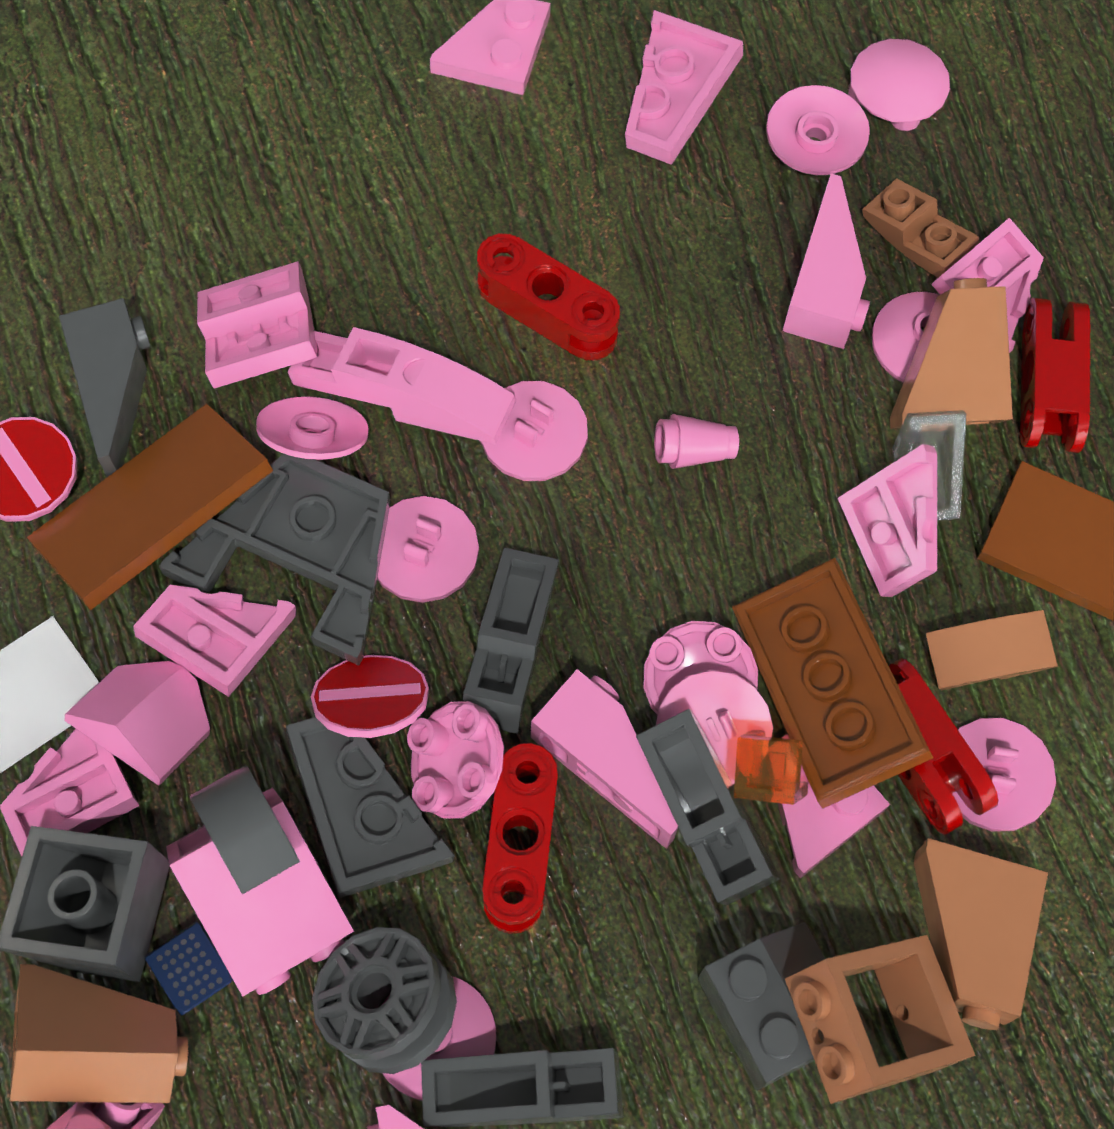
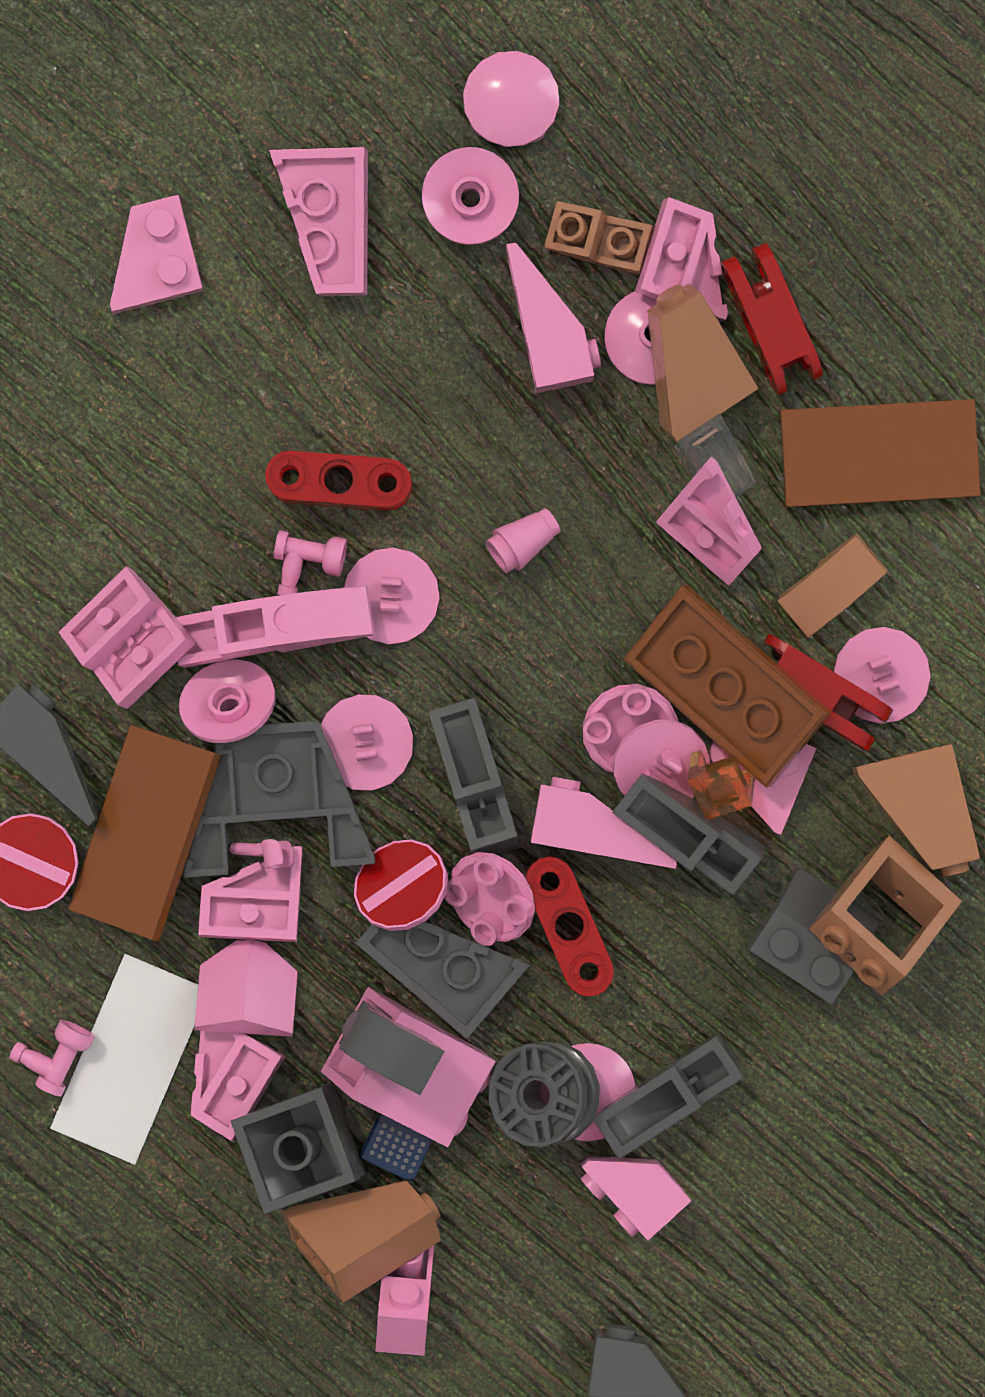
camera: 30 degrees left, 20 degrees up
(260, 592) = (276, 853): none -> bright pink hand
(499, 358) = (296, 550): none -> bright pink piece

